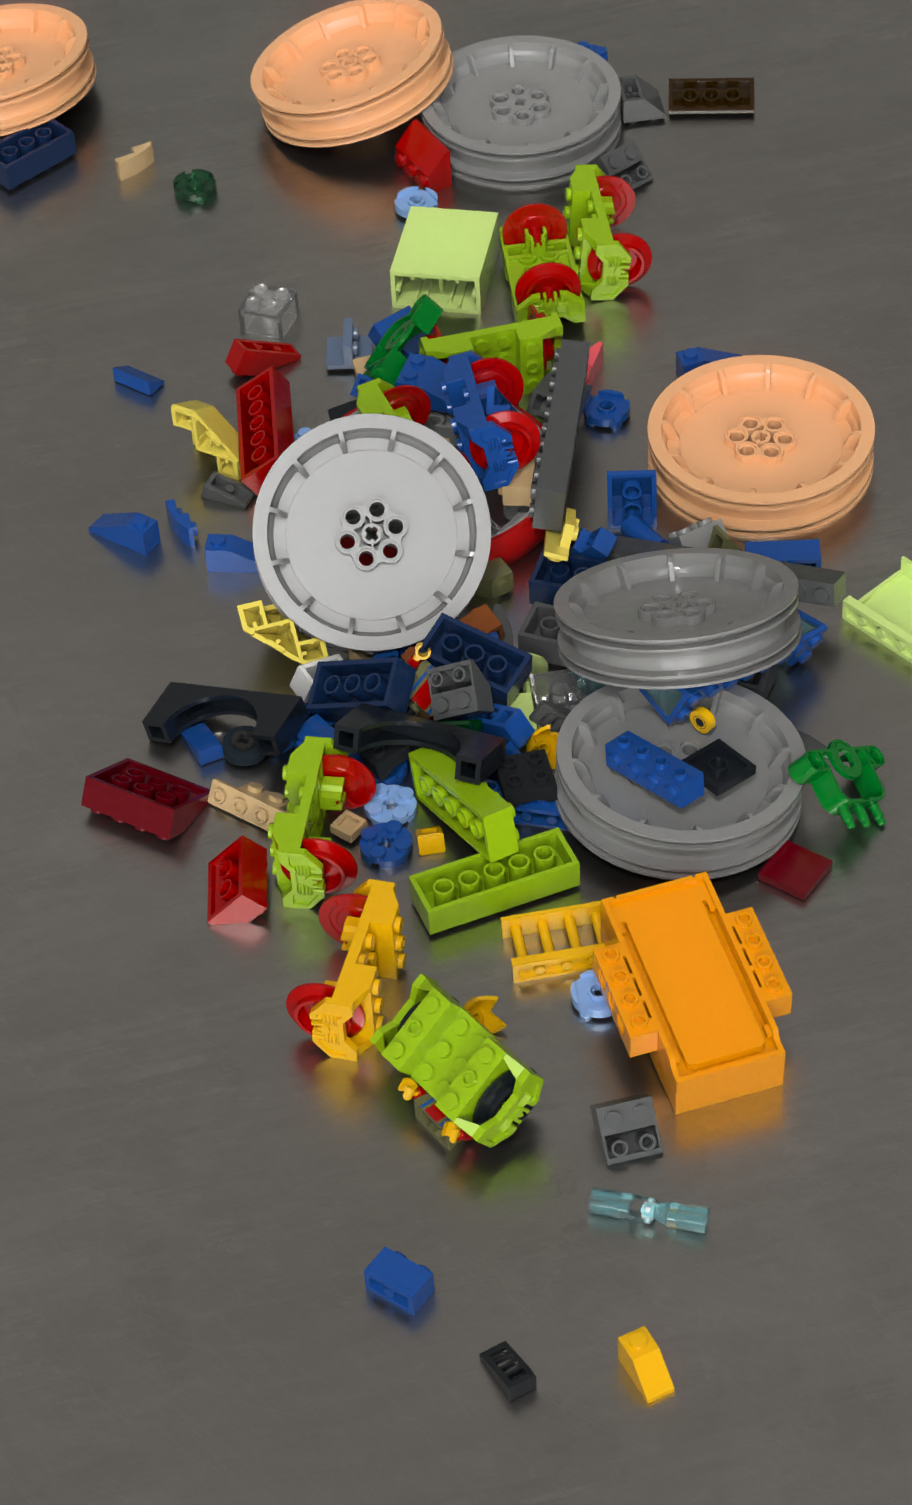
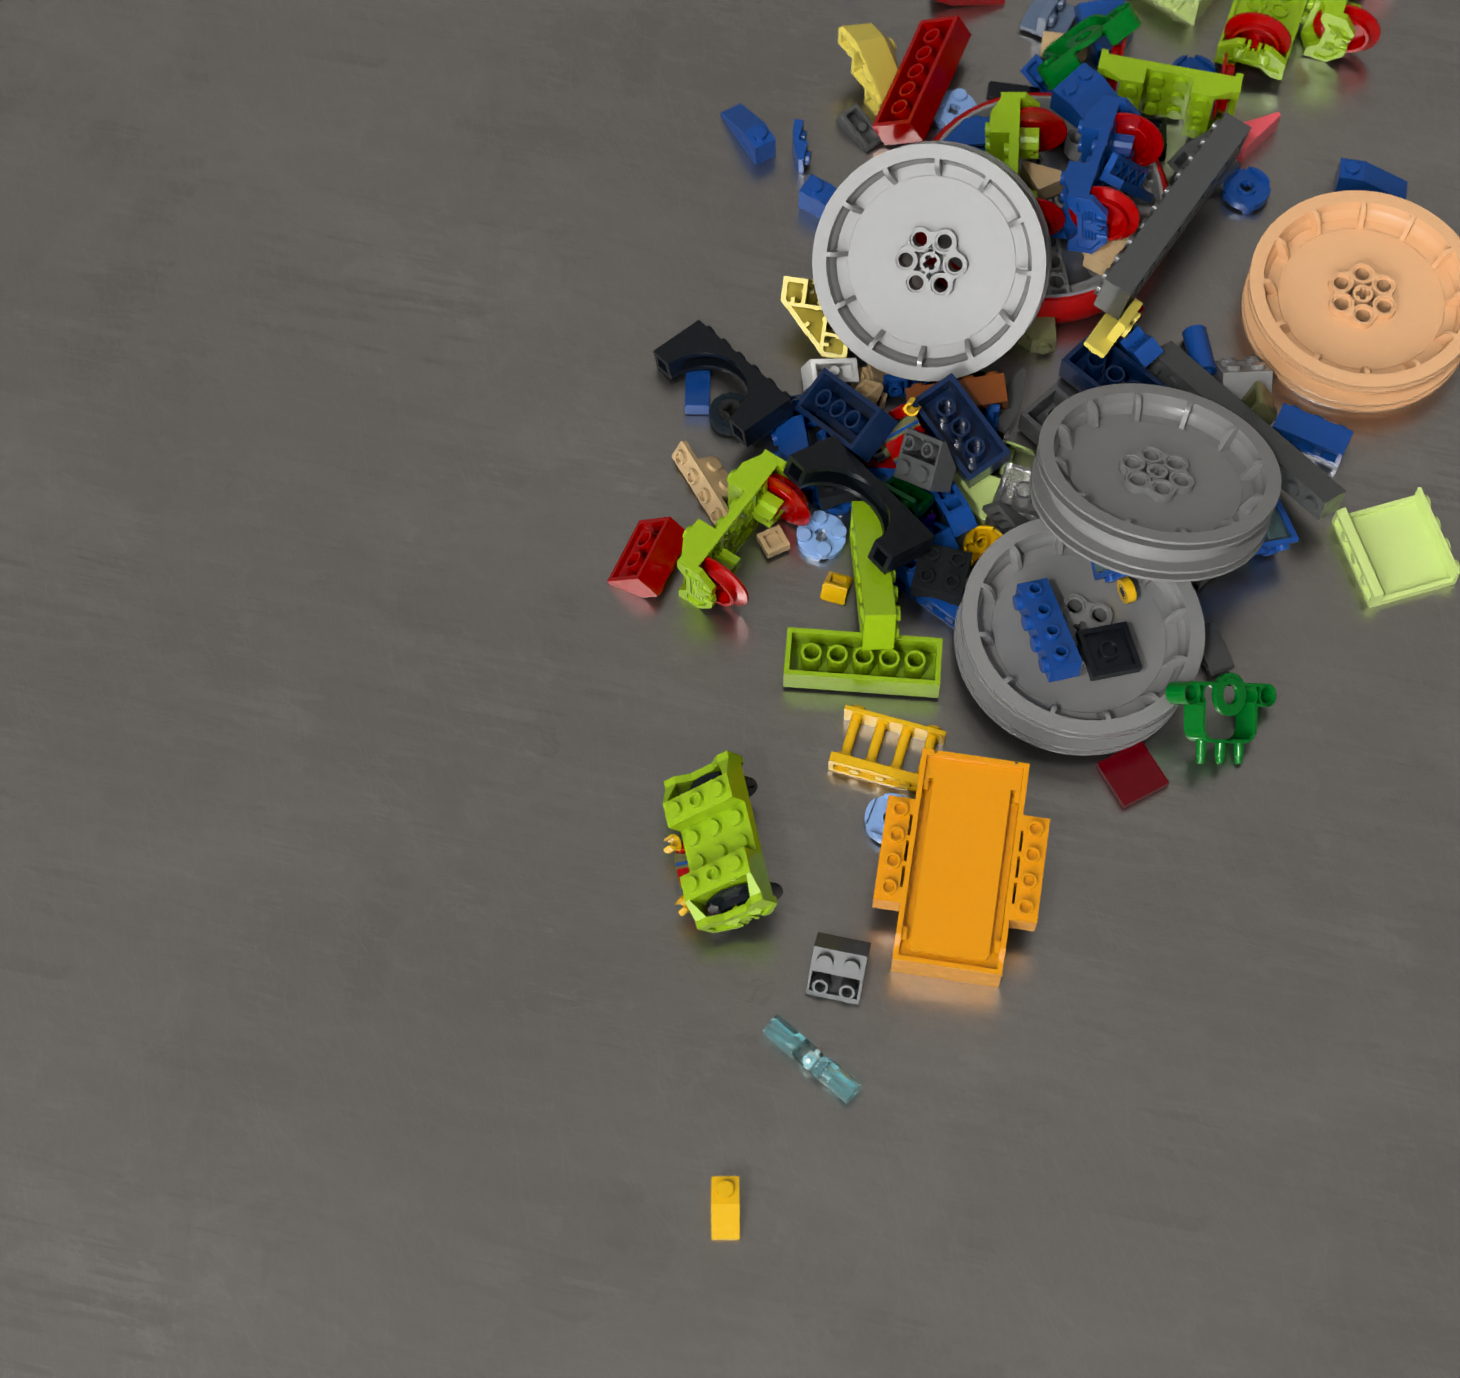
camera: 25 degrees right, 20 degrees up
(144, 798) = (620, 428): dark red slope -> none
(349, 1011) = (668, 739): yellow piece -> none
(392, 833) = (795, 561): blue plate -> none
(399, 1280) = (573, 1021): blue brick -> none
(481, 1009) = (774, 796): yellow piece -> none
(516, 1387) = (615, 1171): black slope -> none
(631, 494) = (1205, 308): blue slope -> none

